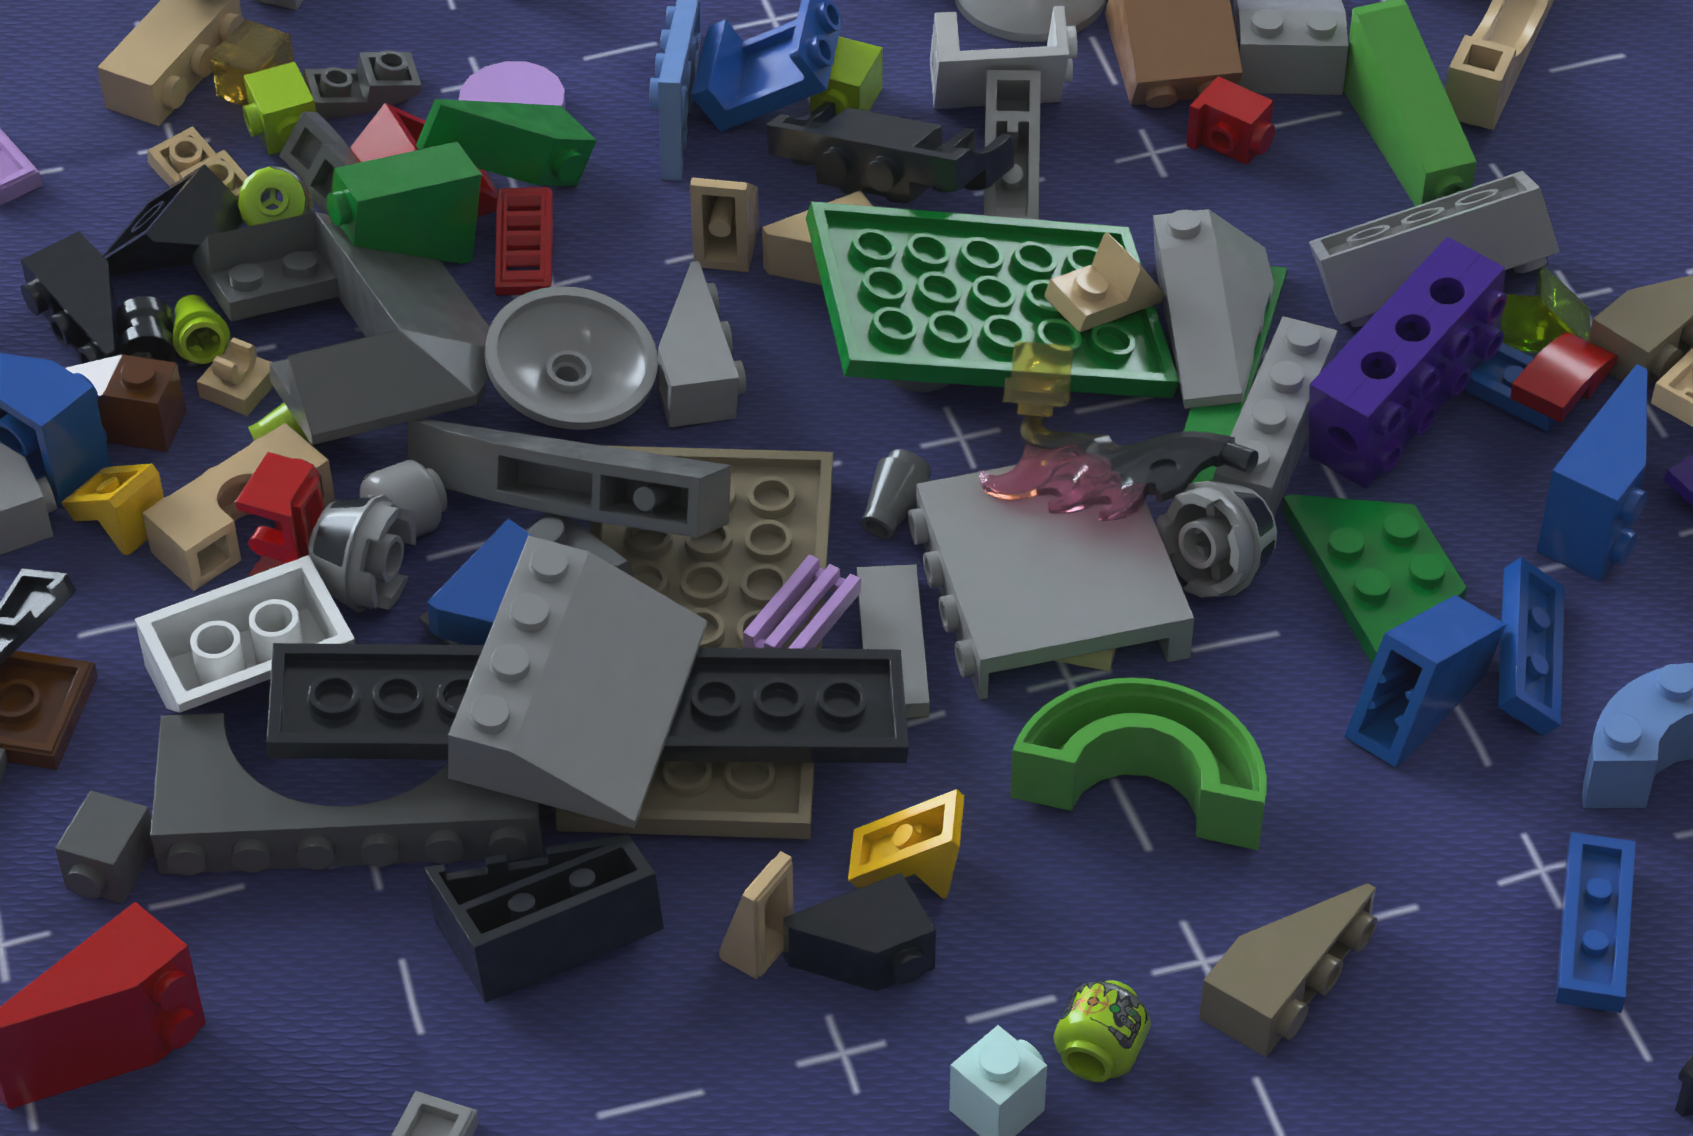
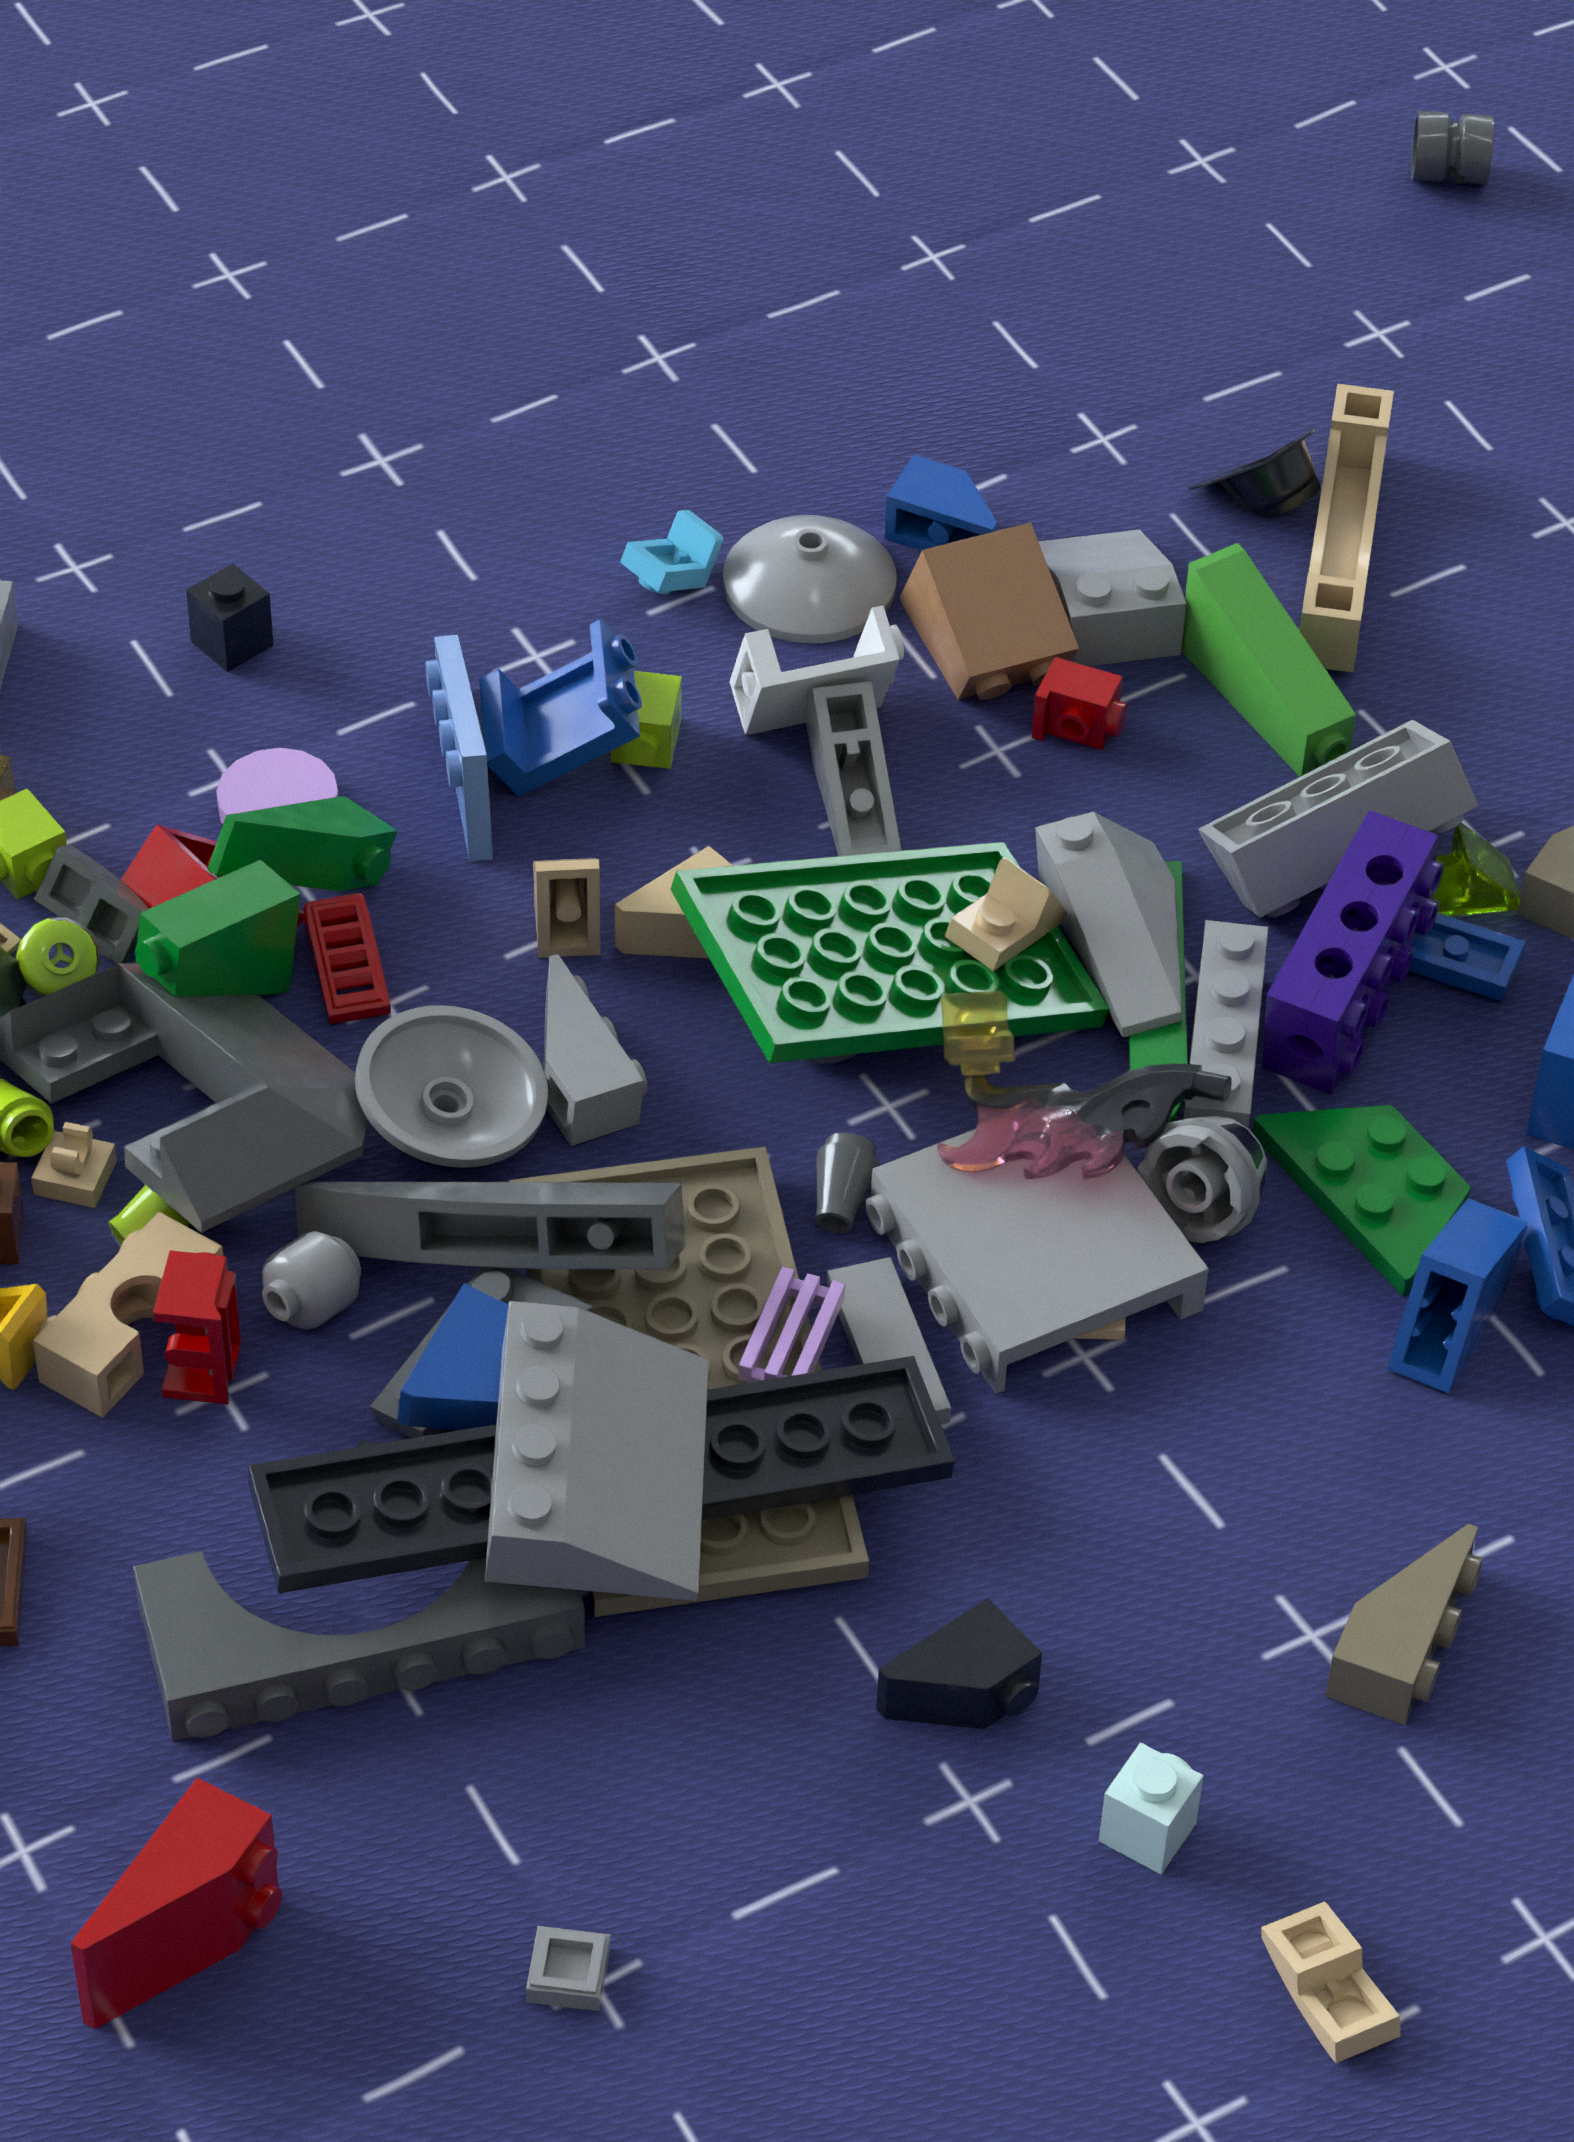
camera: 15 degrees left, 0 degrees up
(105, 847) = (113, 1722): dark grey brick -> none
(227, 634) = (189, 1463): white slope -> none
(361, 549) = (291, 1343): light grey cone -> none
(377, 80) = (112, 799): dark grey slope -> none
(544, 913) = (619, 1711): black wedge -> none
(757, 926) = (852, 1676): tan slope -> none
(887, 153) = (725, 799): black bracket -> none
(911, 842) = (987, 1561): yellow slope -> none
(1102, 1030) = (1236, 1728): lime head -> none
(1150, 732) = (1210, 1401): bright green brick -> none
(1562, 375) = (1507, 939): red slope -> none

